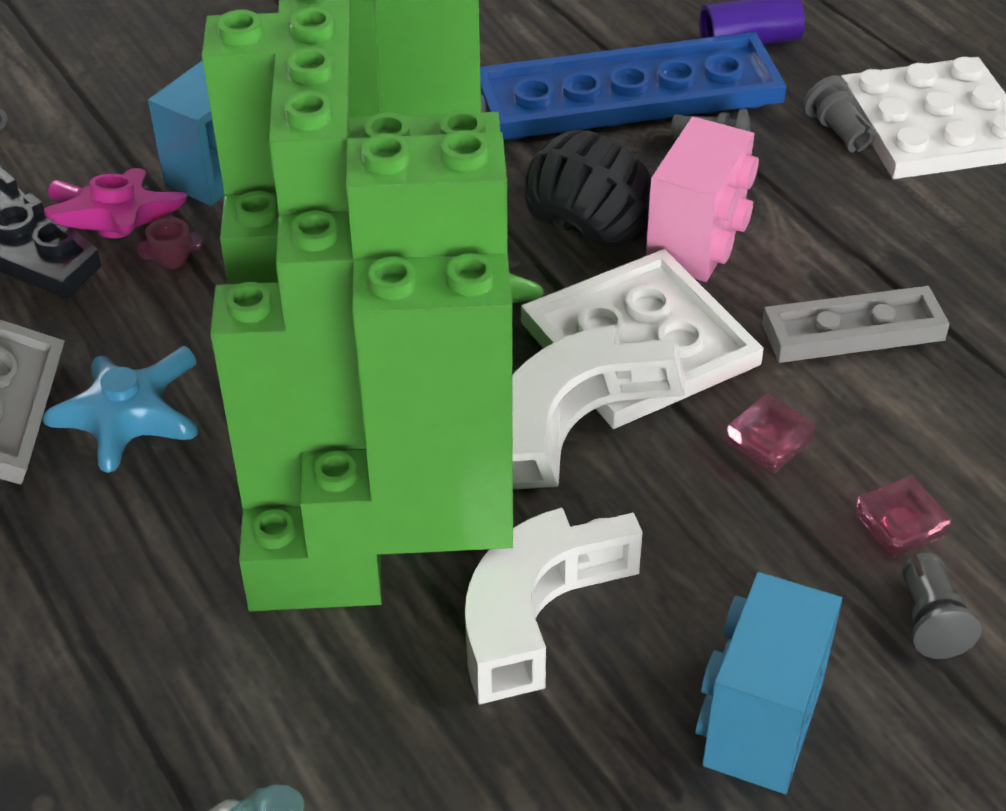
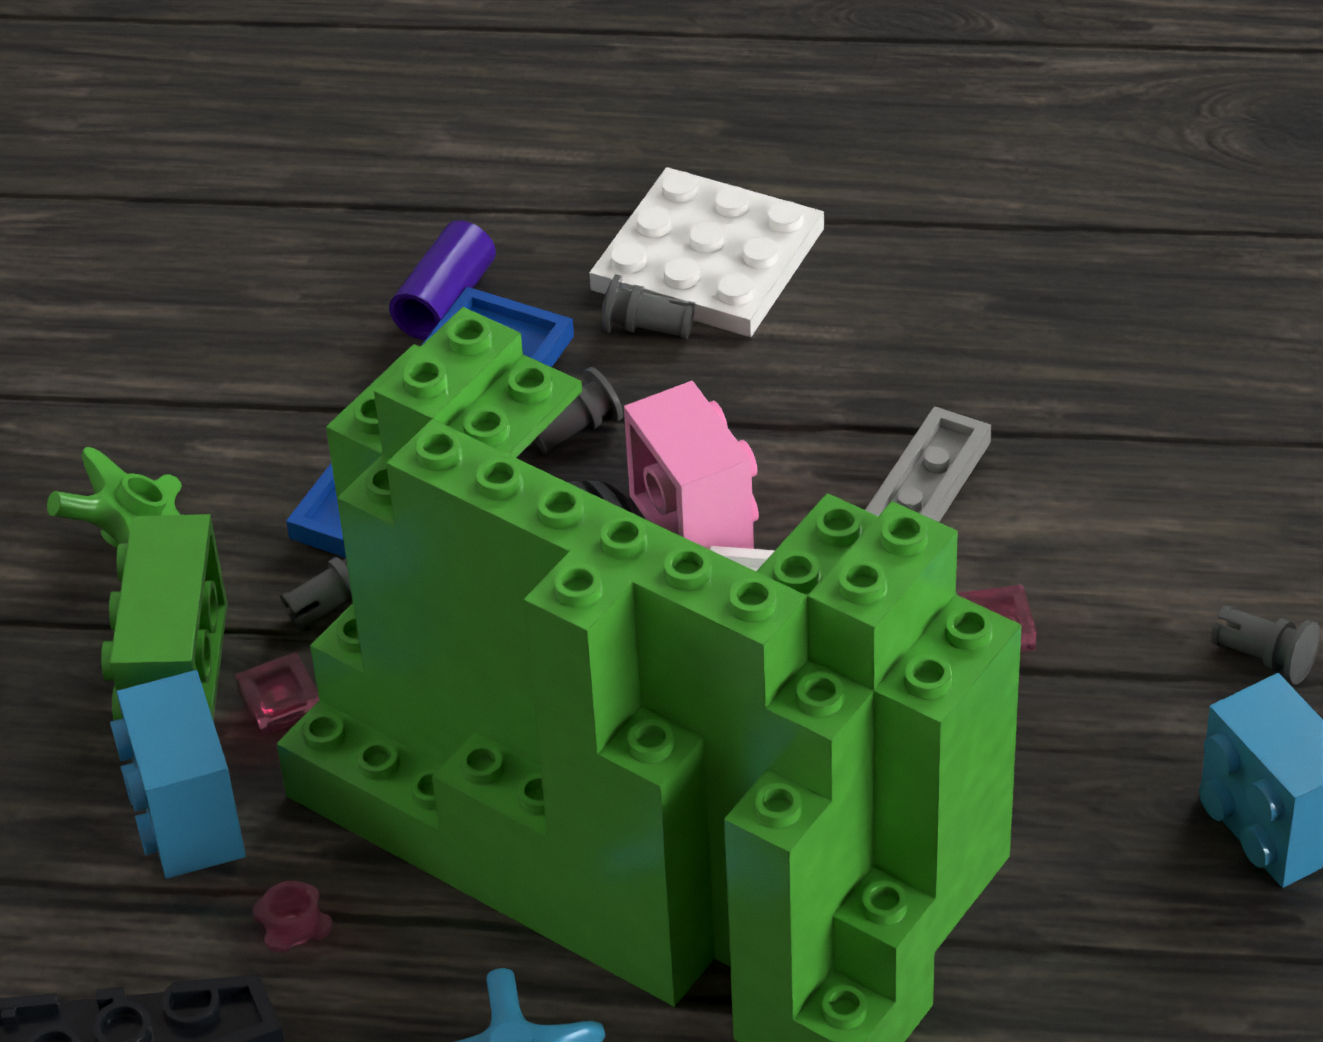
camera: 50 degrees left, 0 degrees up
(110, 204) = (194, 926): dark pink animal -> none
(515, 583) = (1038, 915): white arch -> none
(902, 516) = (1162, 599): clear pink plate -> none

